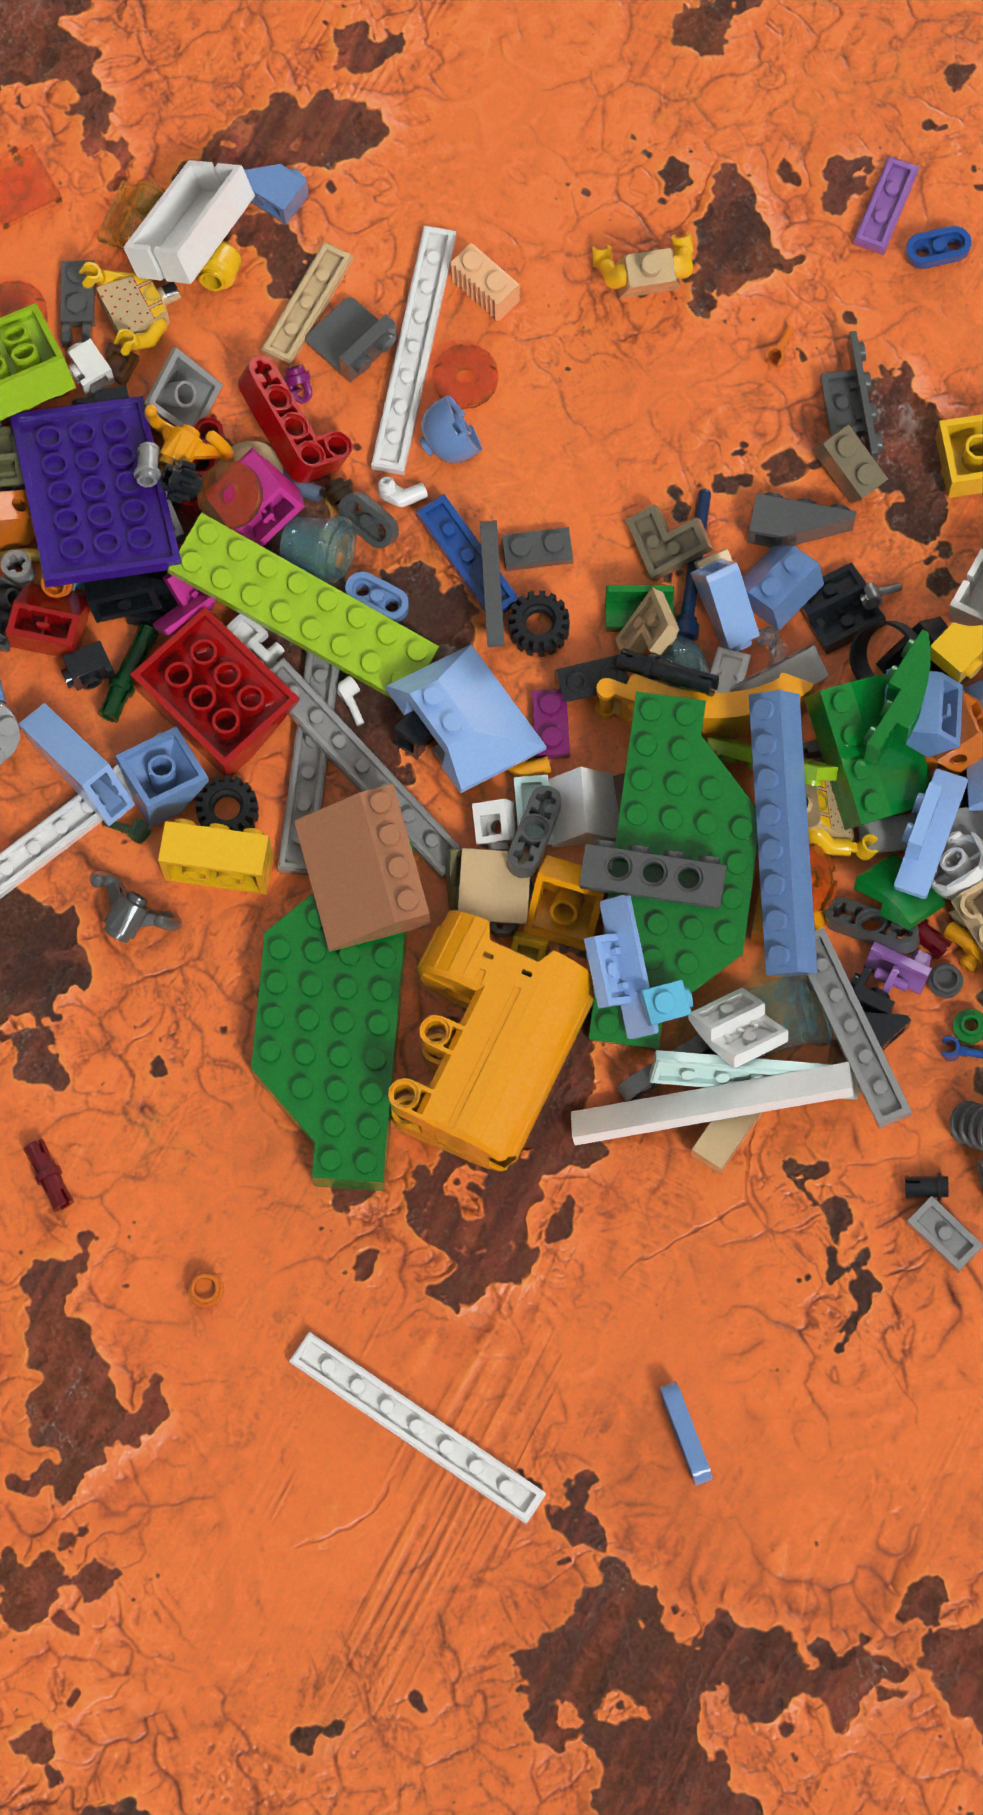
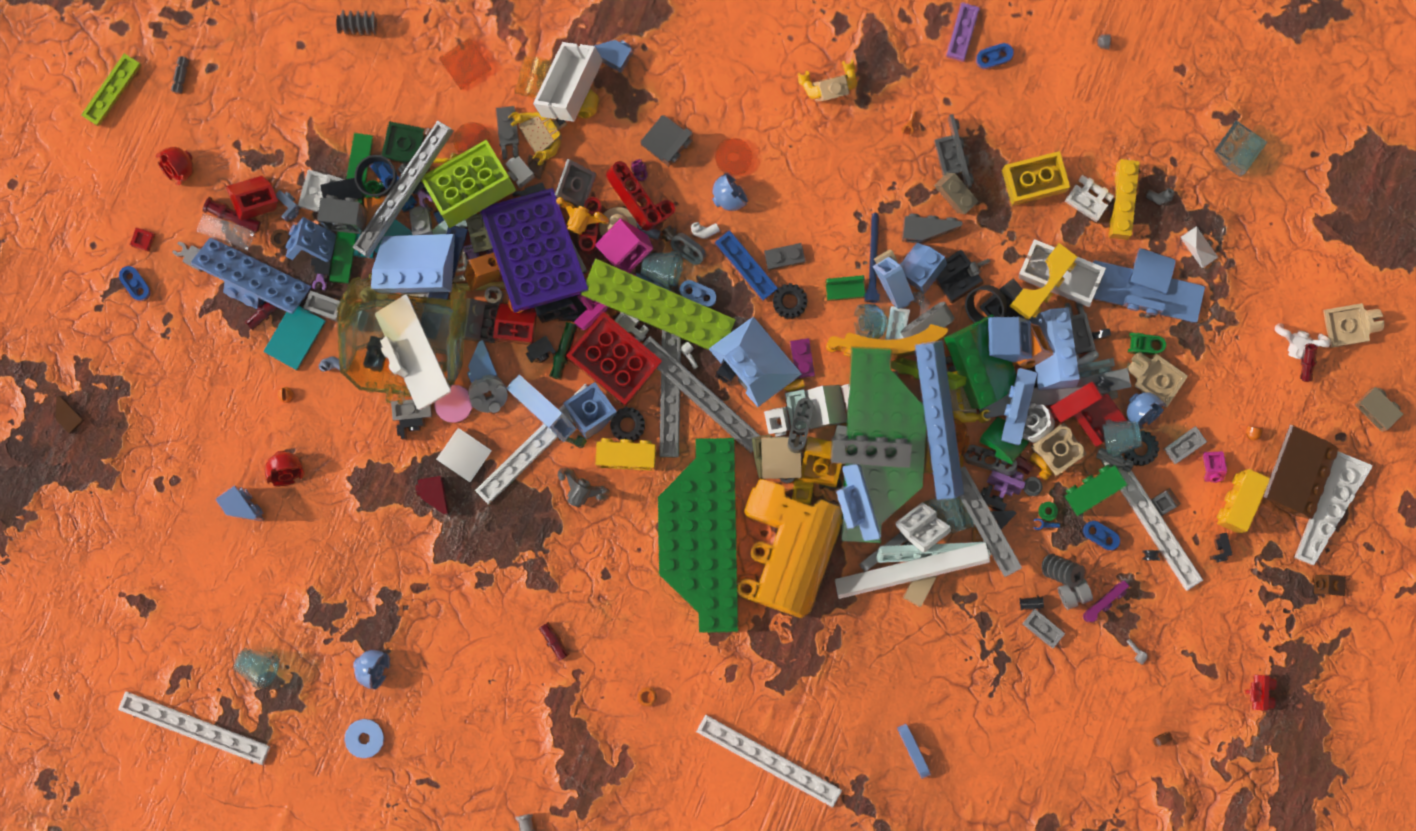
camera: 10 degrees left, 10 degrees up
(147, 469) = (562, 233): light grey pin -> none
(181, 481) = (582, 241): black gear -> none
(248, 494) = (620, 241): clear orange tile -> none
(307, 304) = (639, 121): tan tile -> none
(362, 869) = (708, 458): nougat slope -> none
(413, 350) = (702, 143): white tile -> none
(485, 282) = (739, 100): light nougat brick -> none
(492, 583) = (762, 282): dark grey beam -> none
(582, 679) = (820, 331): black bracket -> none
(649, 626) = (852, 300): tan plate -> none
(661, 670) = (858, 327): black pin -> none
(666, 549) = (854, 251): dark tan plate -> none
(666, 1002) = (884, 521): medium azure bracket -> none
(904, 698) = (1002, 332): green slope -> none

